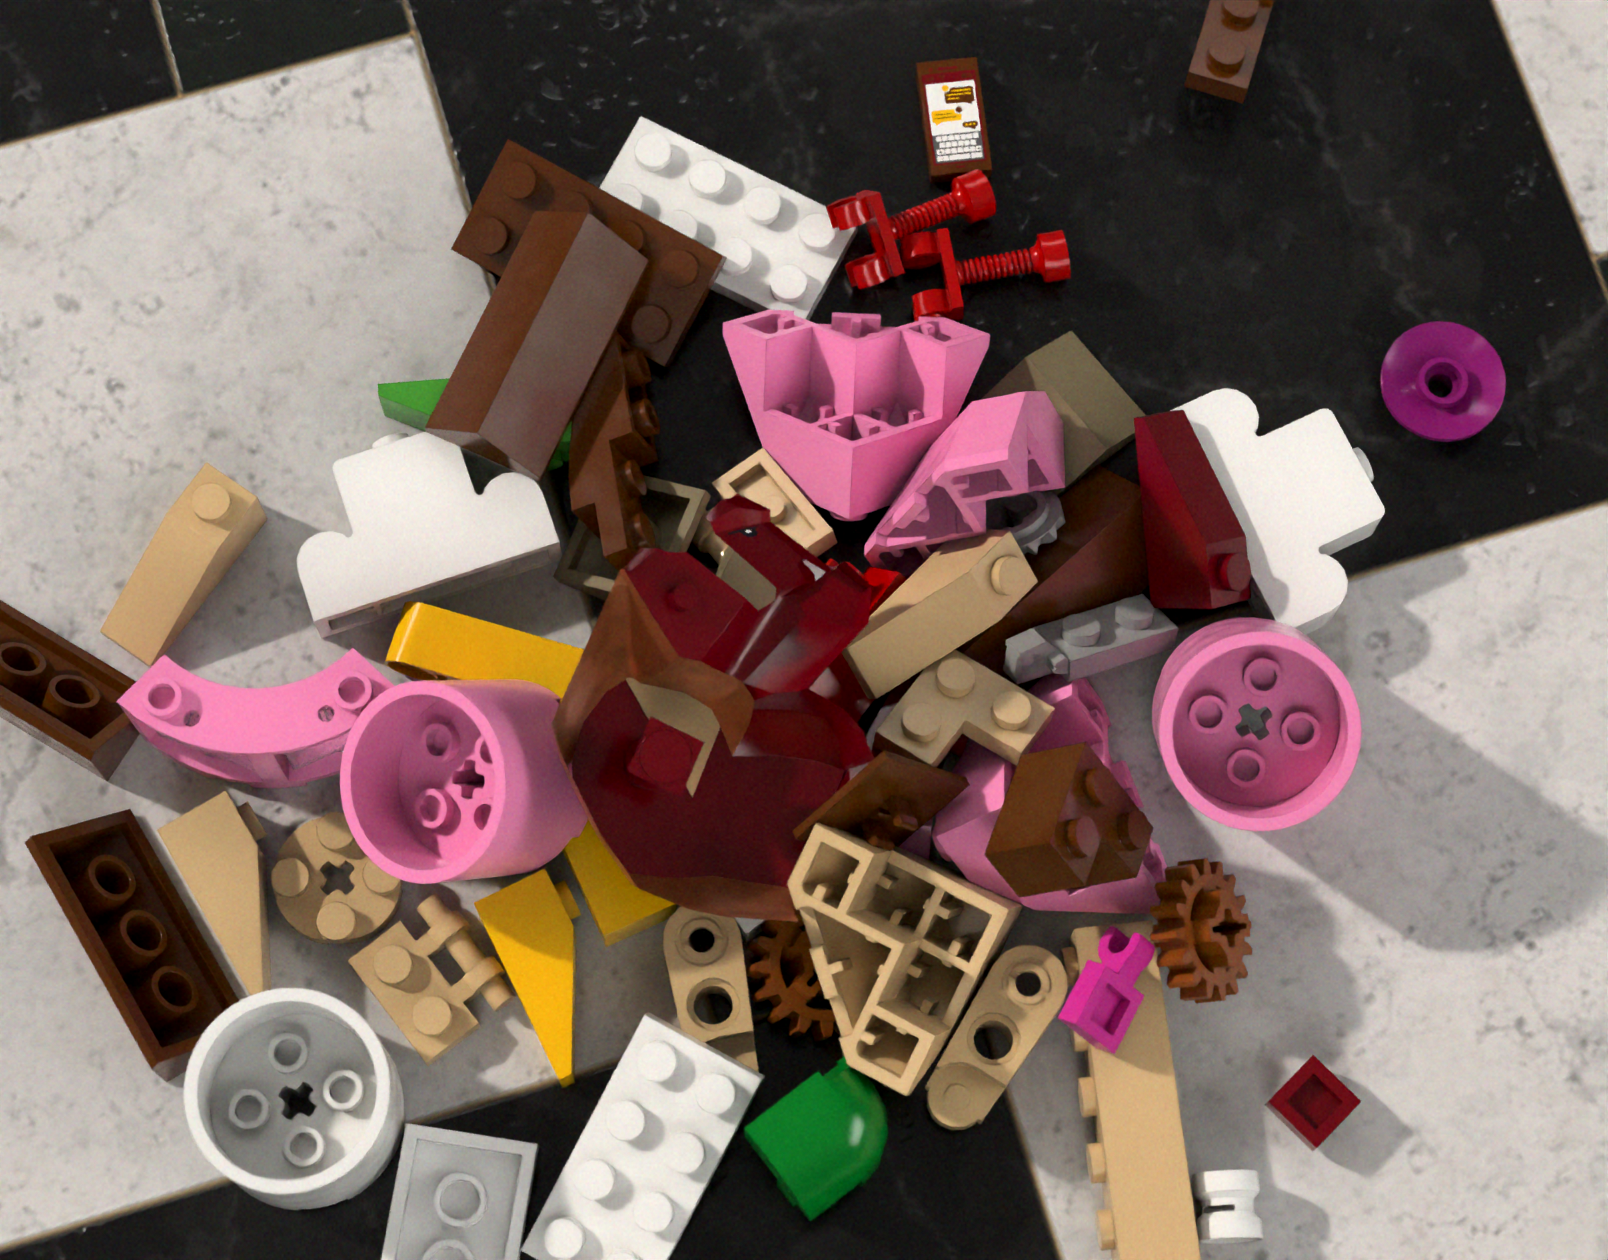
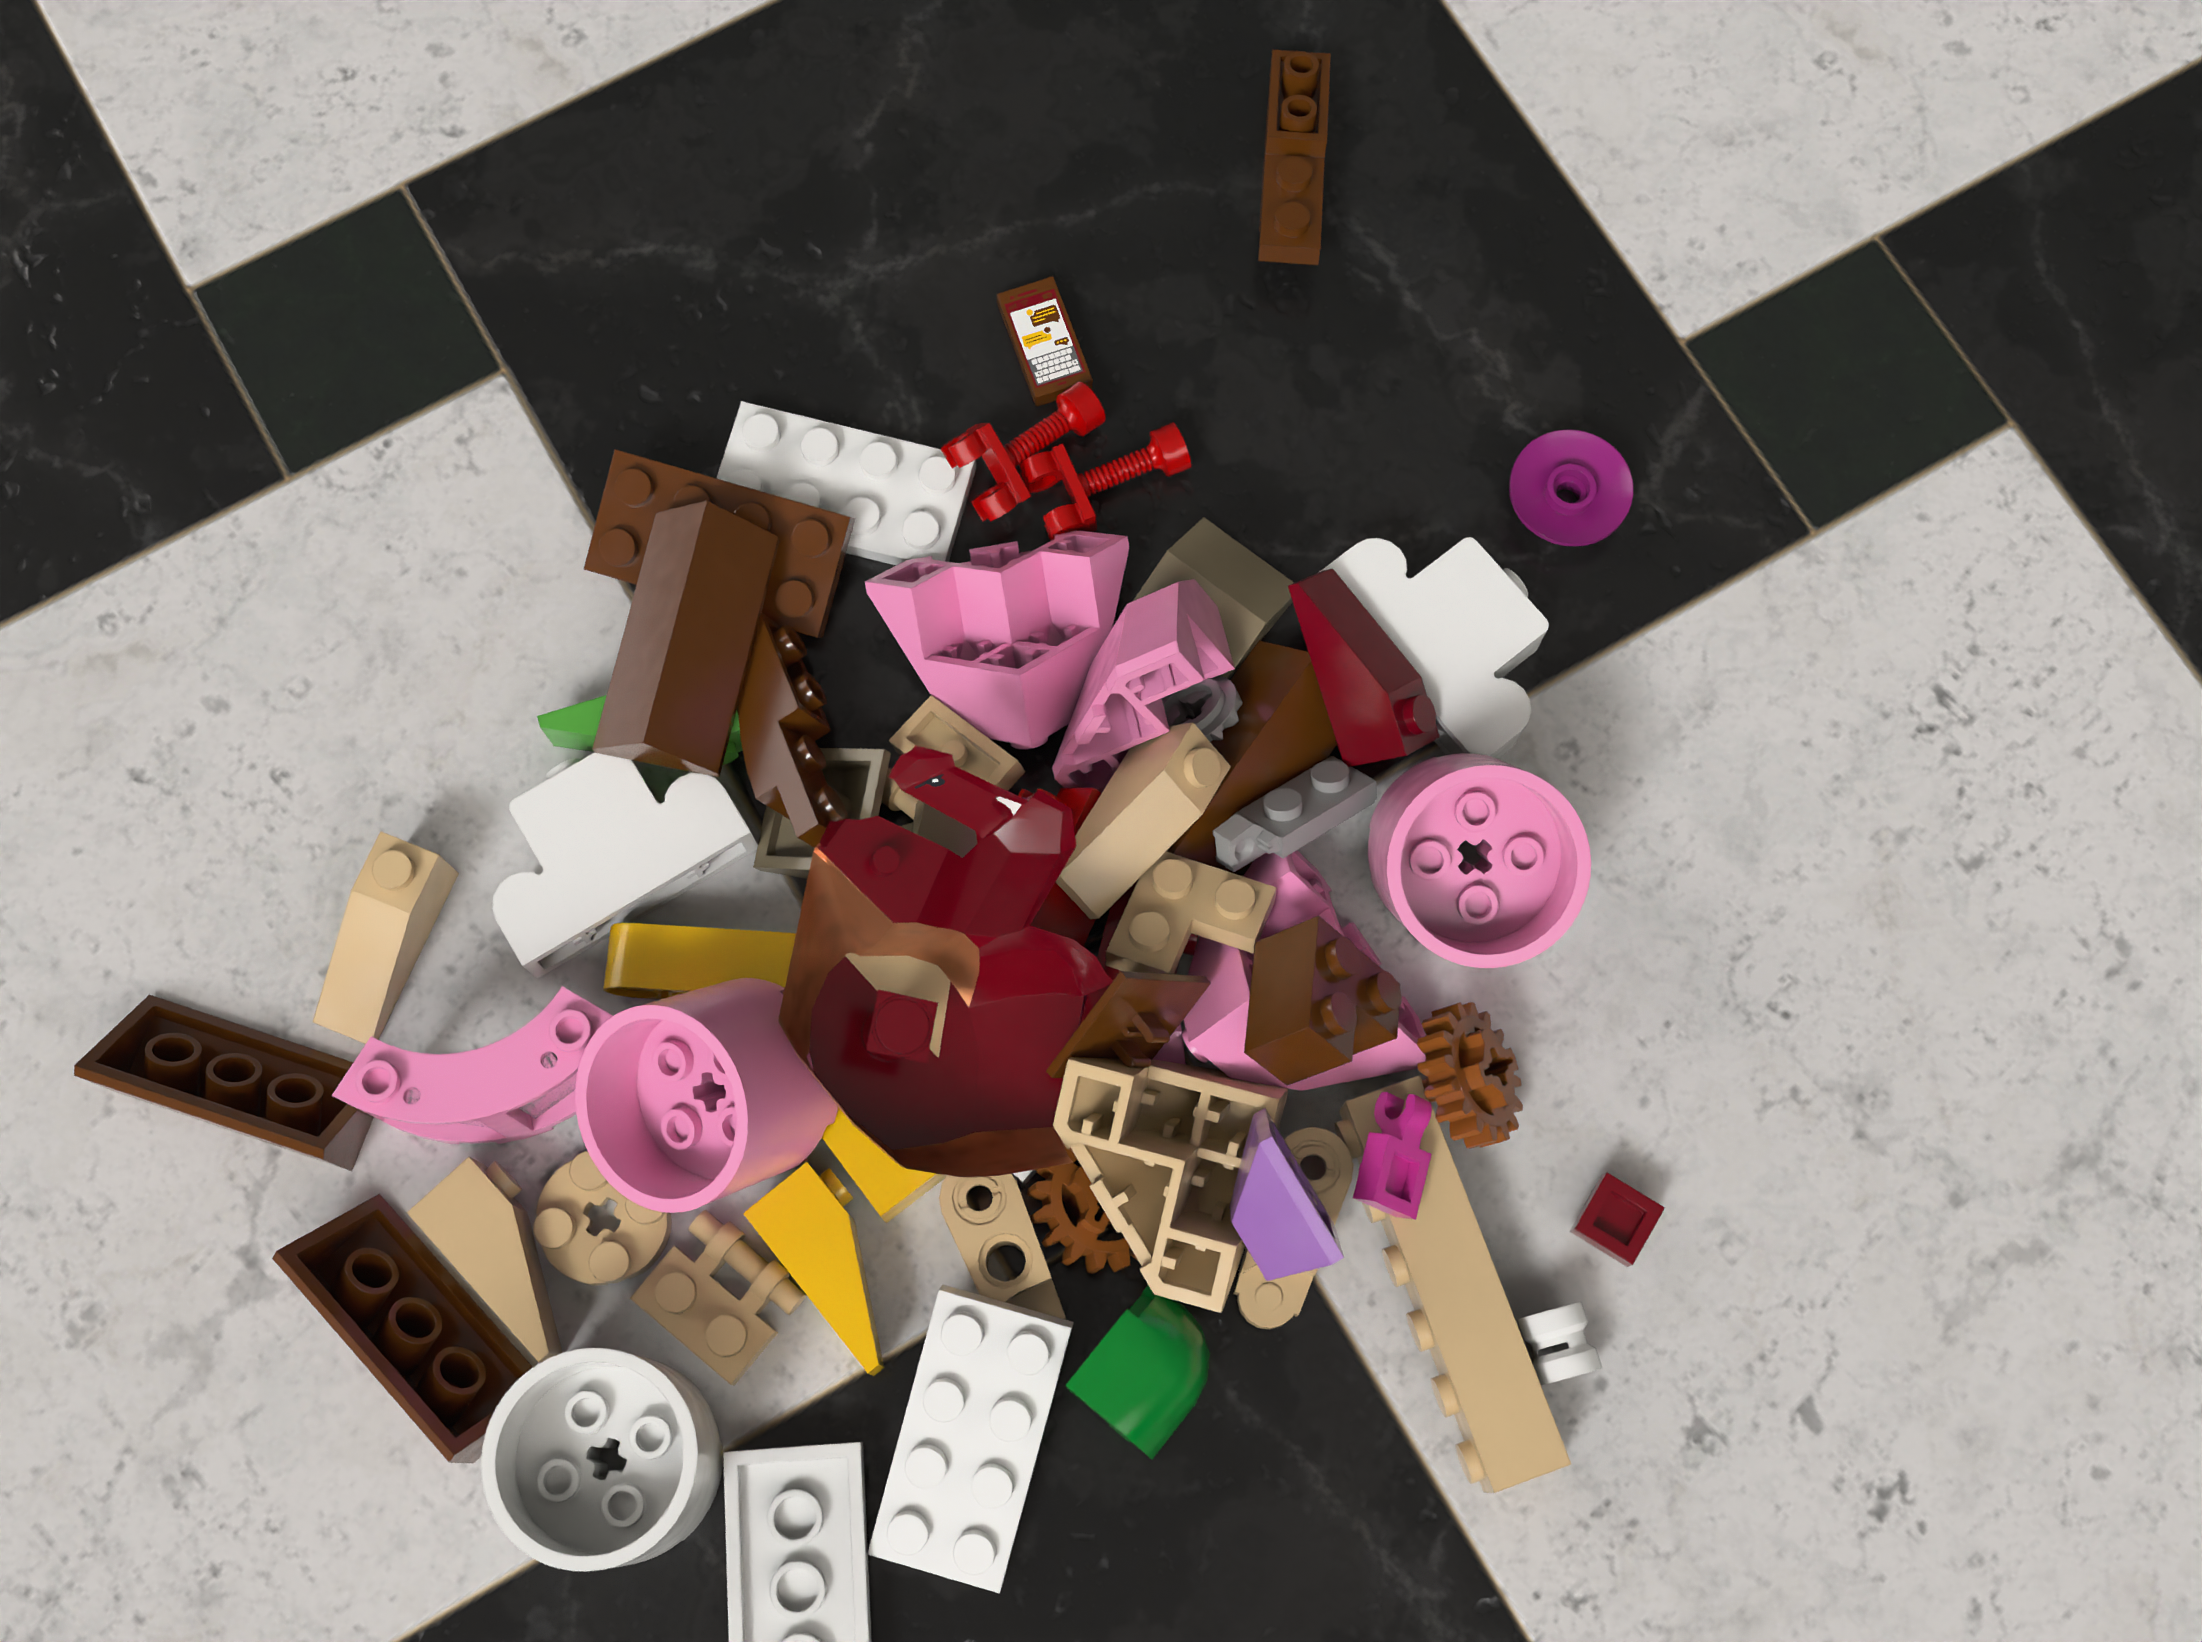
camera: 10 degrees left, 0 degrees up
(984, 1009) = (1278, 1207): none -> medium lavender slope

